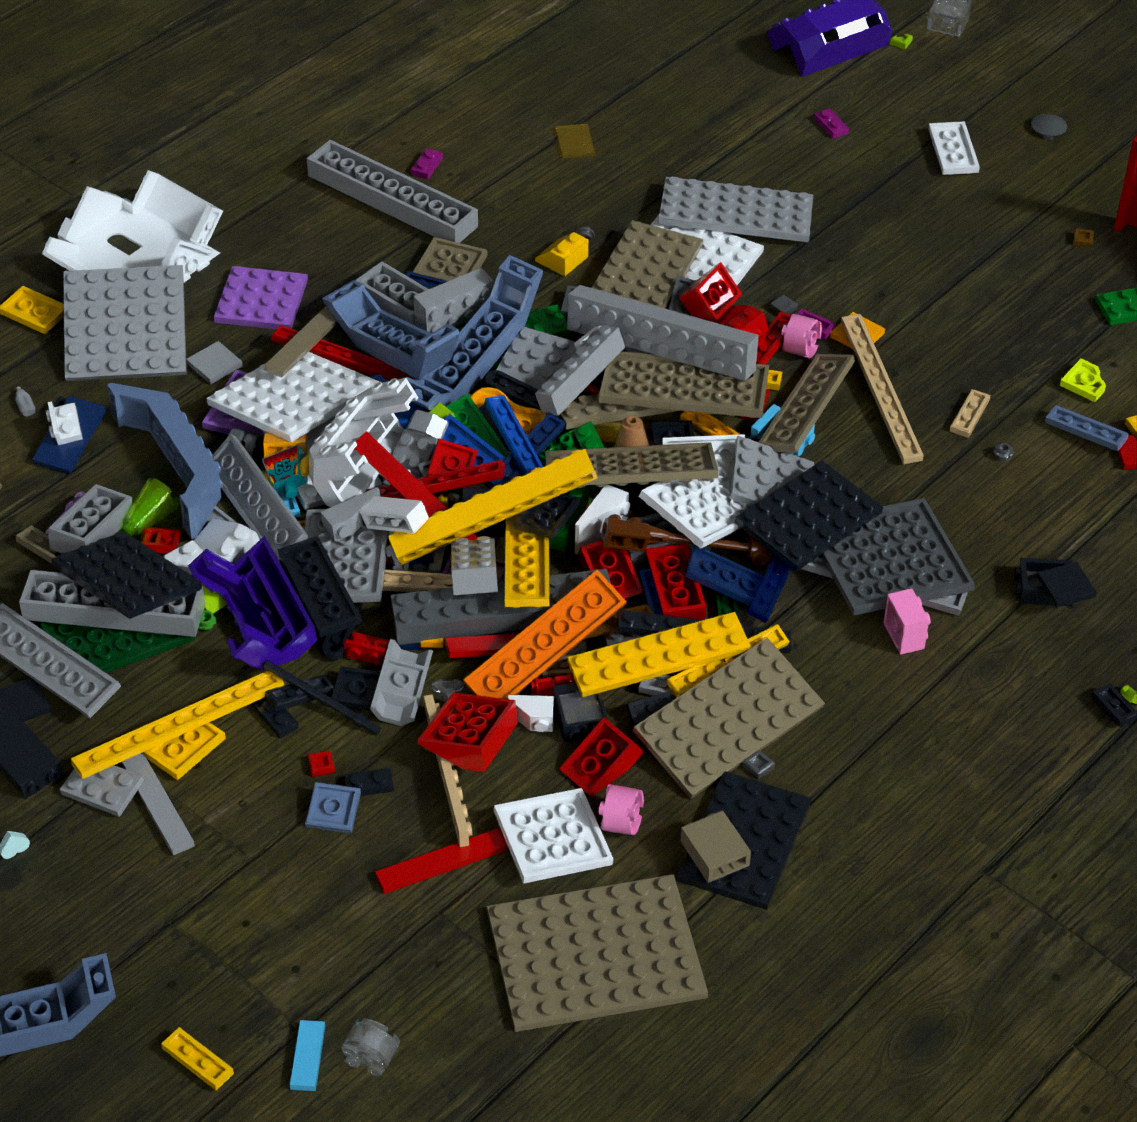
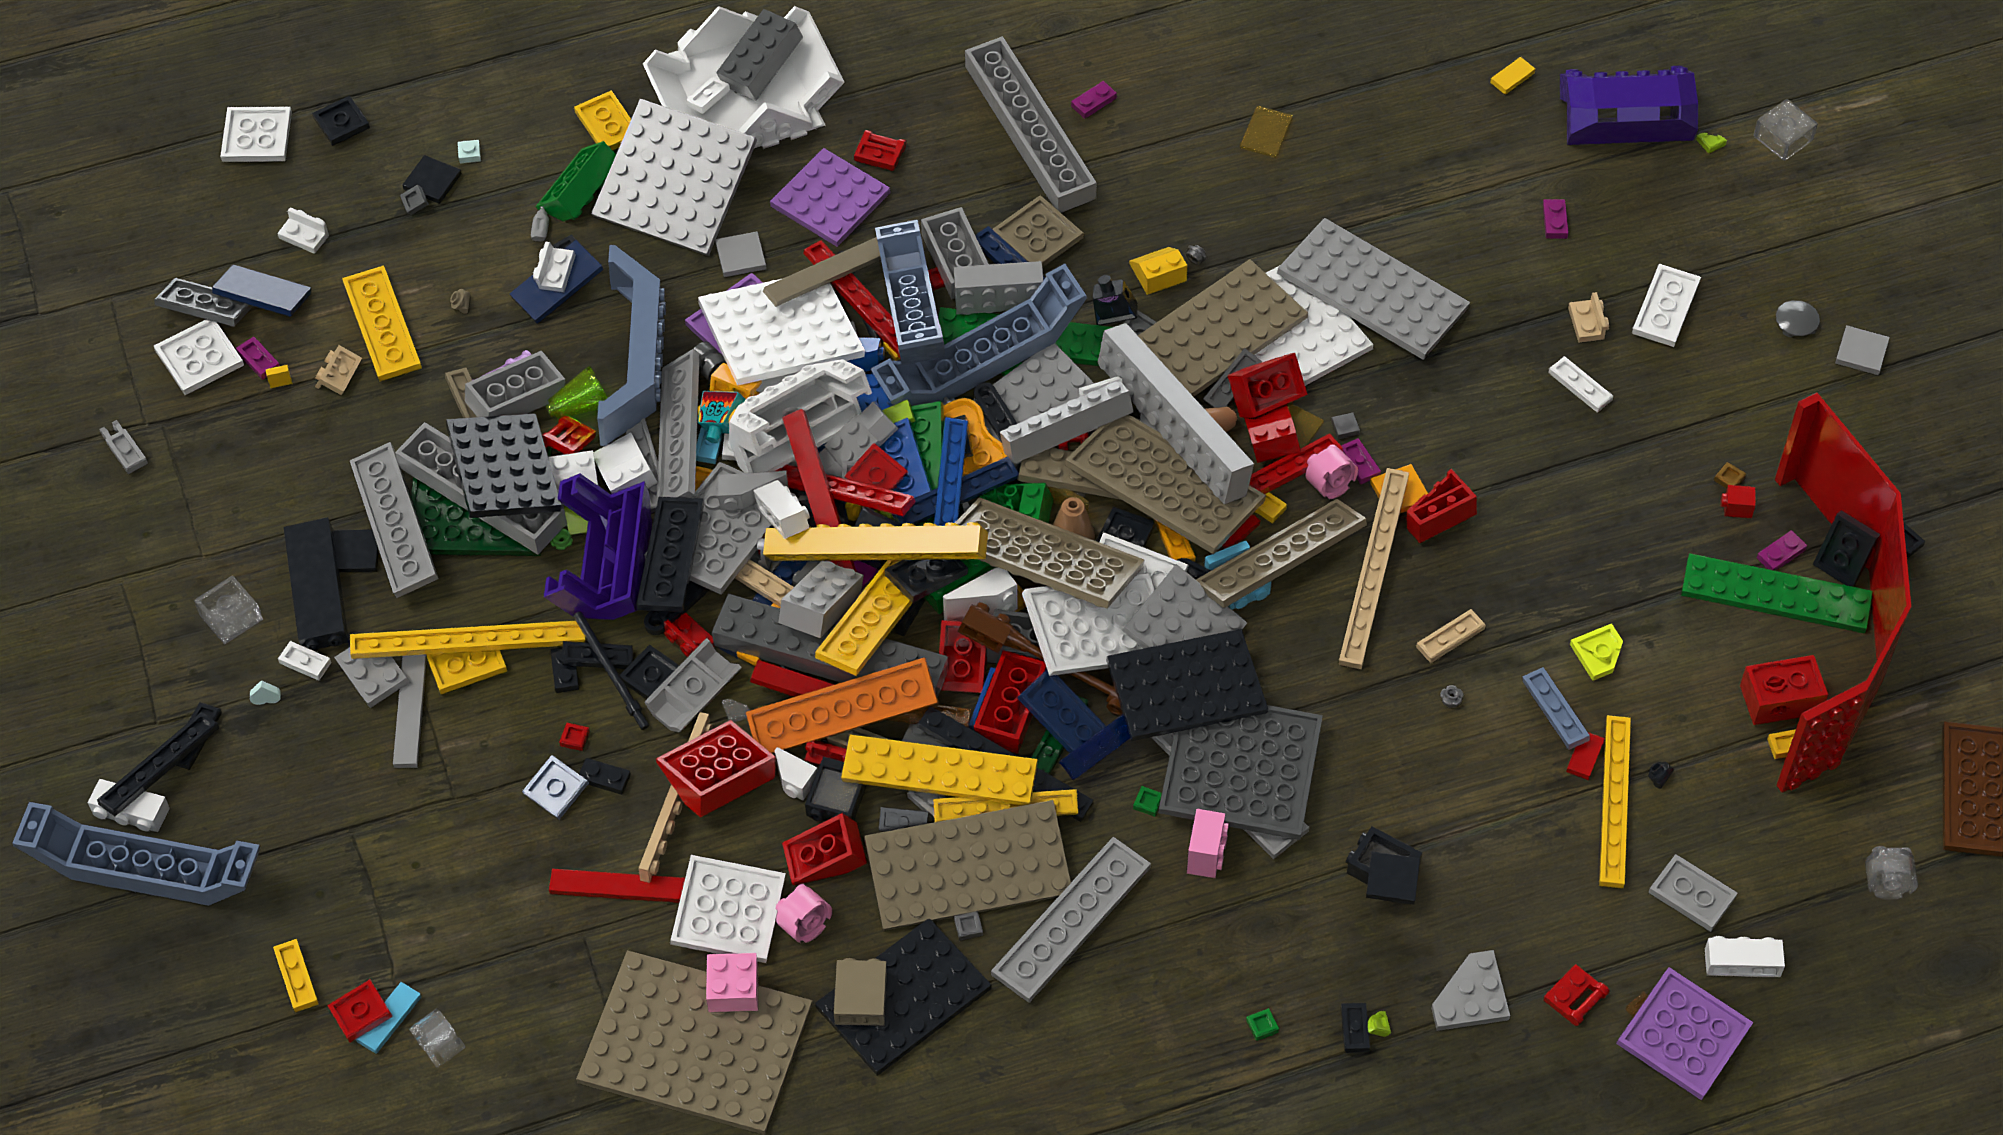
camera: 30 degrees right, 10 degrees up
(33, 803) = (304, 660): none -> white plate
(39, 358) = (578, 182): none -> green slope
(111, 257) = (708, 95): none -> white plate
(138, 215) = (760, 54): none -> dark grey brick
(278, 1060) = (359, 1011): none -> red tile
(280, 253) = (877, 154): none -> red plate
(552, 284) = (1113, 301): none -> black torso
(602, 885) = (732, 982): none -> bright pink brick
(730, 46) = (1512, 75): none -> yellow tile
(832, 615) = (1147, 801): none -> green tile
(838, 724) = (1070, 919): none -> light grey plate
(901, 329) = (1441, 508): none -> red wedge
(906, 175) = (1589, 319): none -> tan bracket
(932, 218) = (1580, 384): none -> white tile
(1042, 734) = (1262, 1024): none -> green tile
(1104, 248) = (1738, 501): none -> red brick
(1108, 129) = (1862, 350): none -> light grey tile

